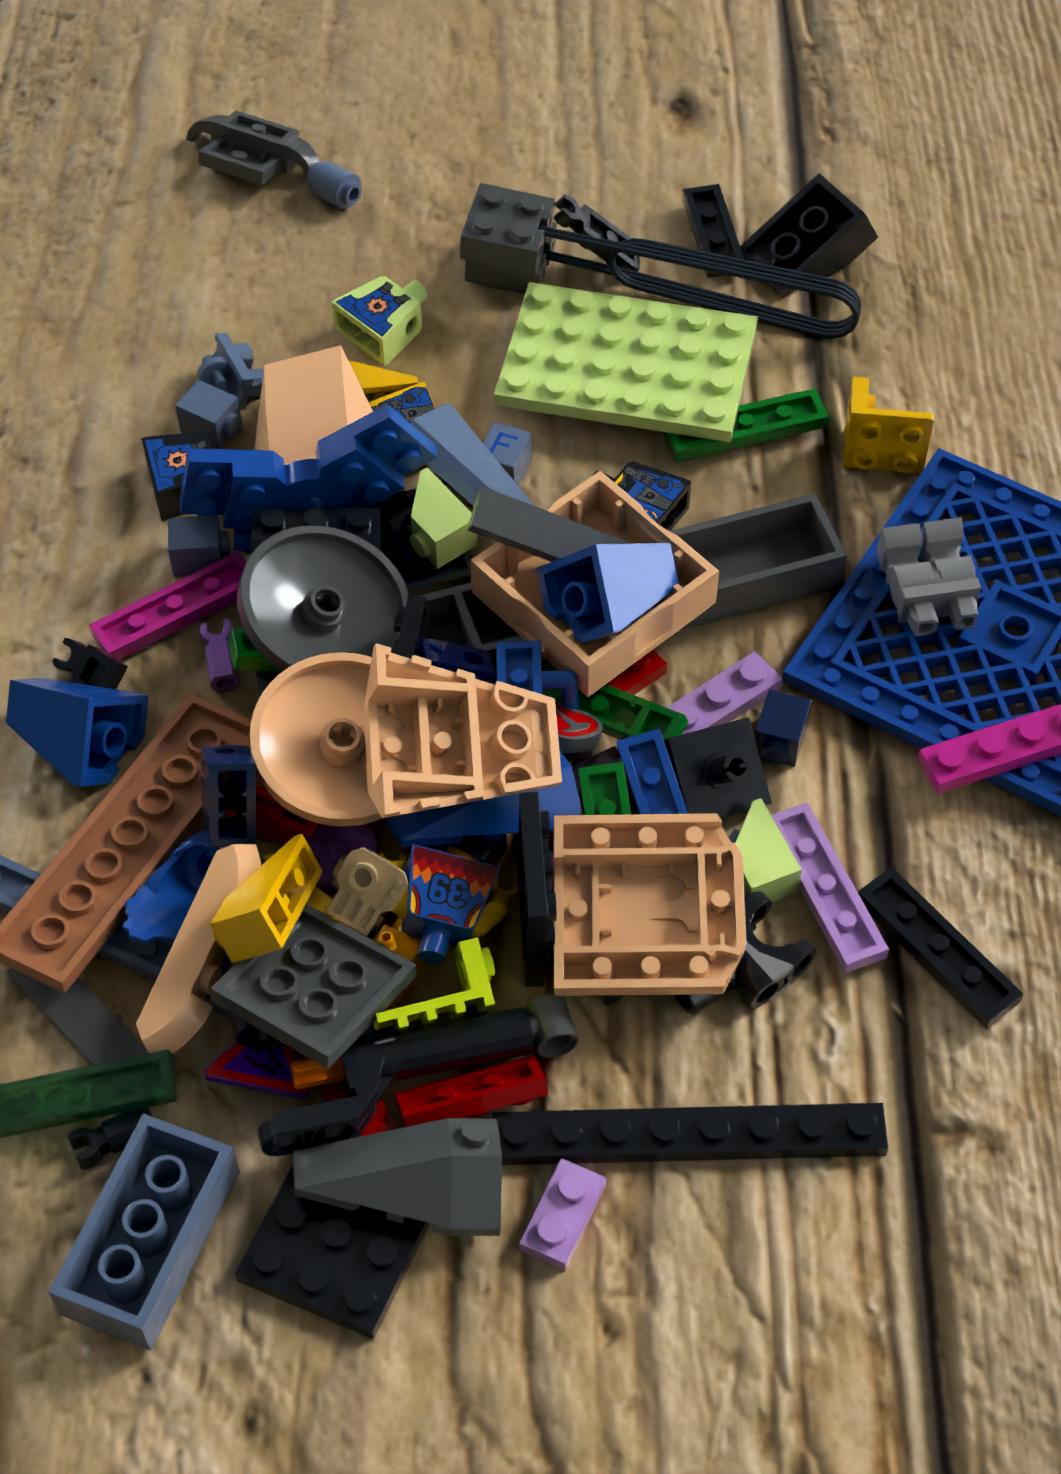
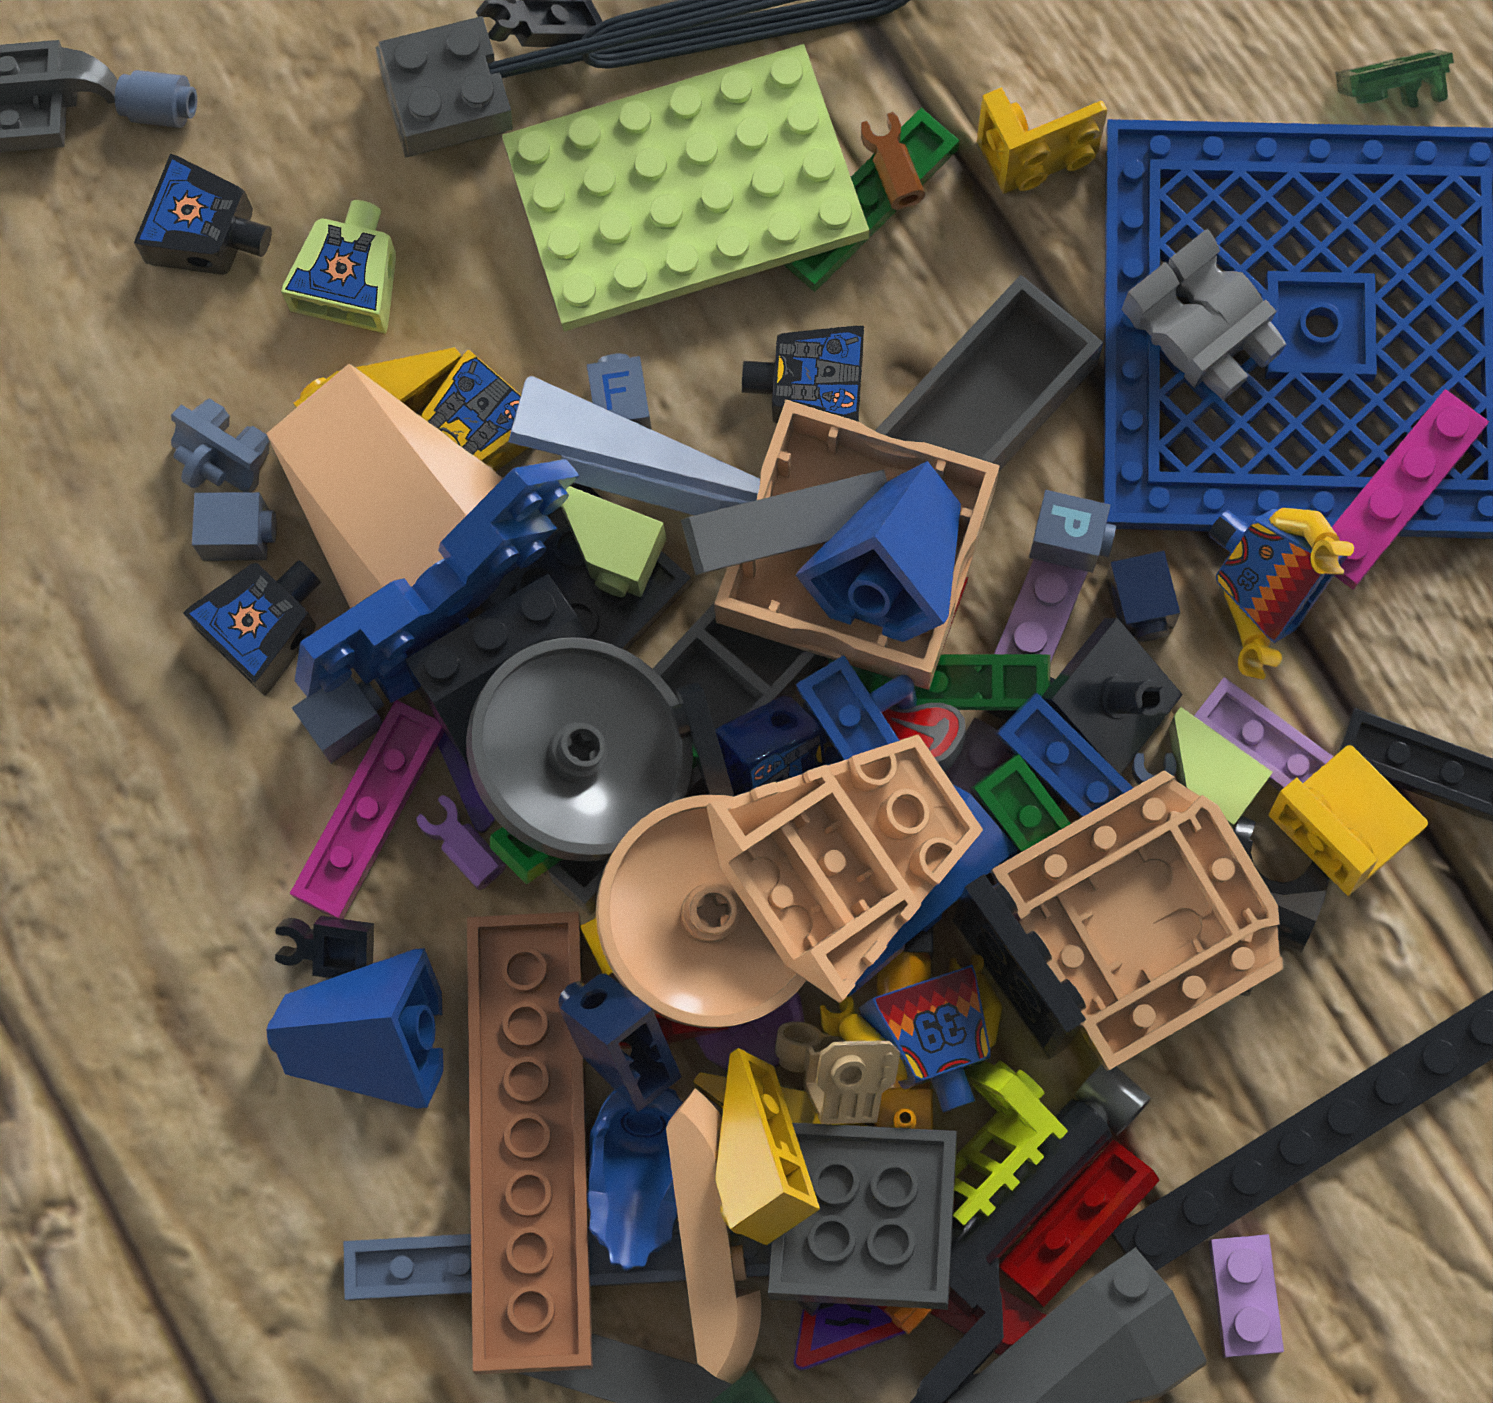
camera: 25 degrees left, 20 degrees up
(310, 253) = (198, 221): none -> torso
(752, 656) = (1072, 531): none -> sand blue brick
(773, 406) = (893, 164): none -> dark orange bar
(835, 922) = (1347, 819): none -> yellow bracket
(882, 752) = (1274, 576): none -> torso

